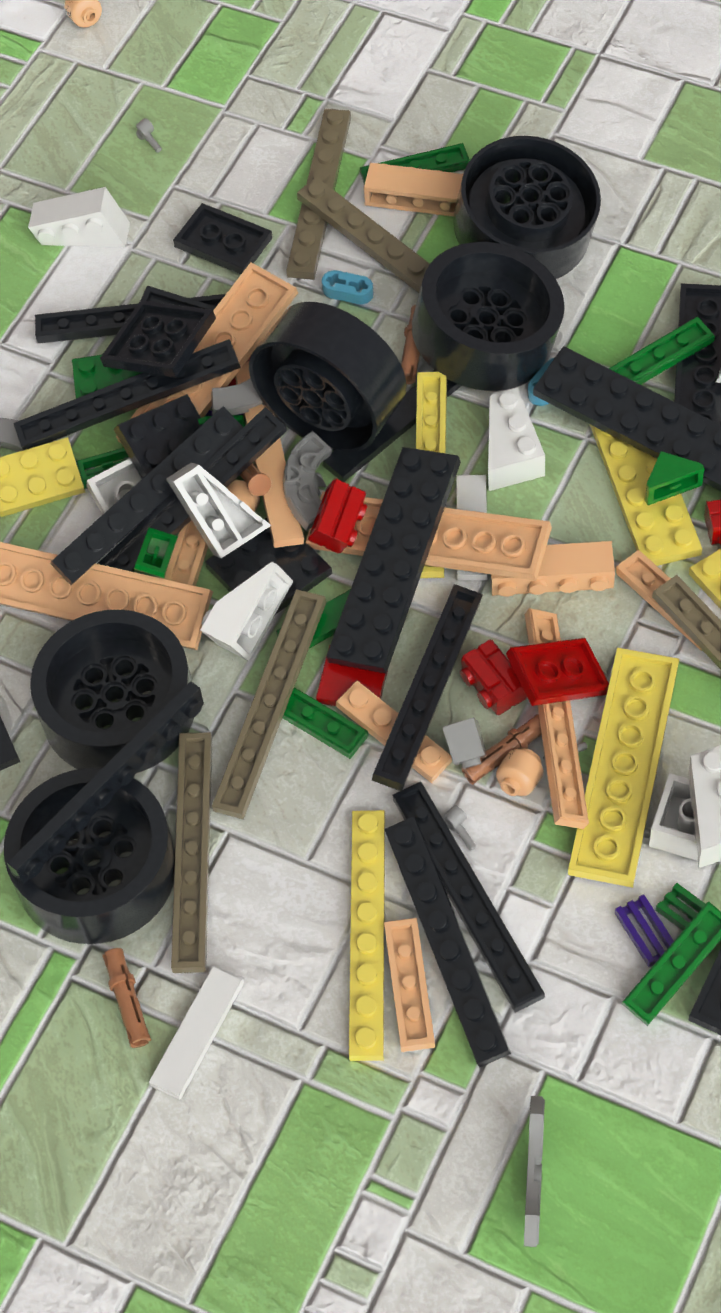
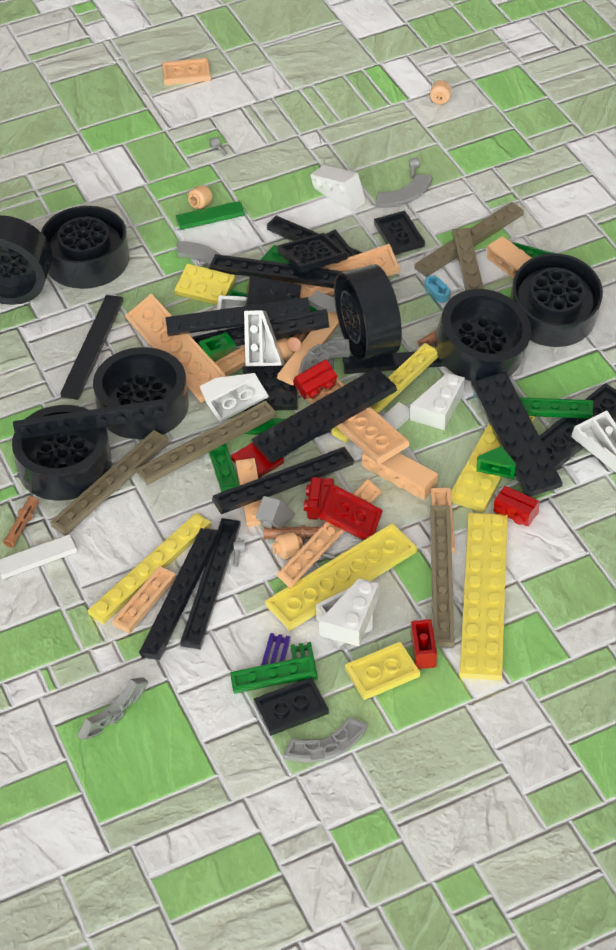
camera: 35 degrees right, 10 degrees down
(175, 181) = (405, 195): none -> light grey tile

